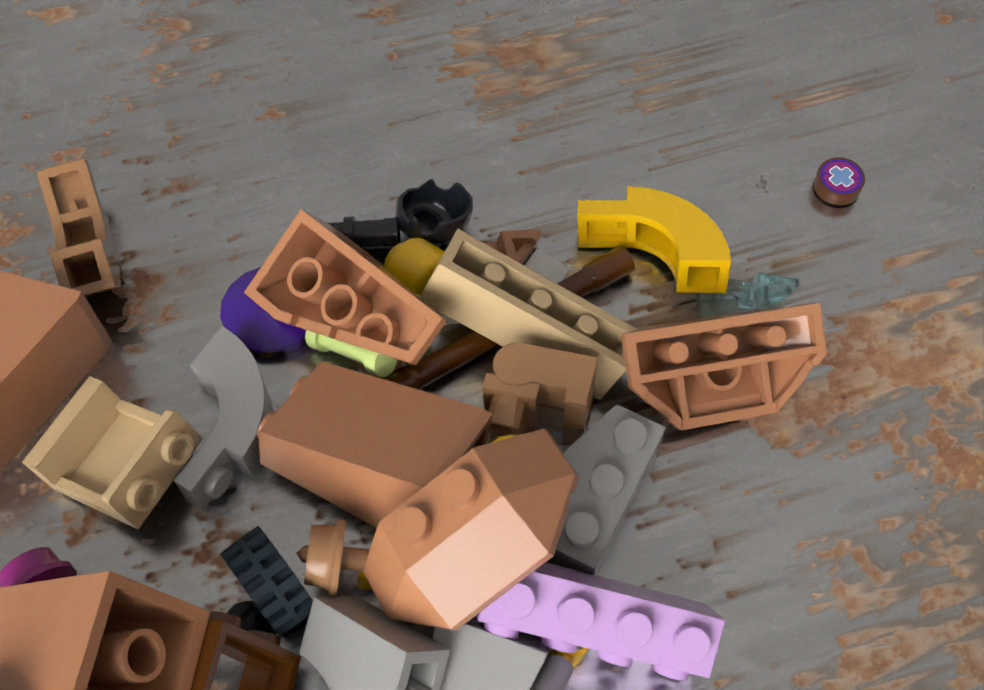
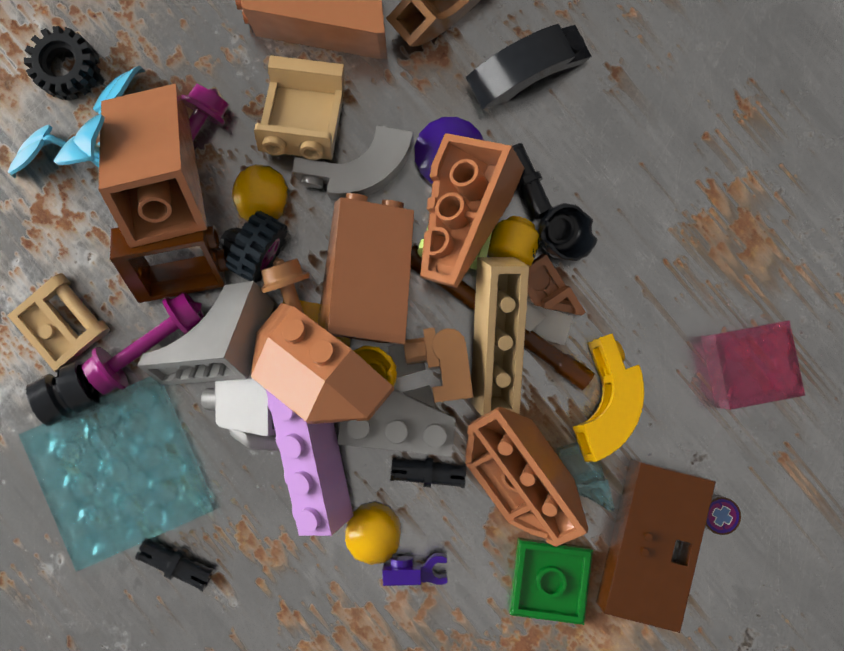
camera: 70 degrees right, 25 degrees up
(190, 562) = (260, 190): none -> yellow hair
(210, 186) = (527, 62): none -> black arch
(672, 88) = (753, 365): none -> clear pink piece
(675, 484) = (428, 472): none -> black pin
(740, 588) = (373, 533): none -> yellow hair
(806, 560) = (406, 572): none -> dark purple plate
(855, 251) = (655, 545): none -> reddish brown brick
(870, 391) = (550, 581): none -> green tile

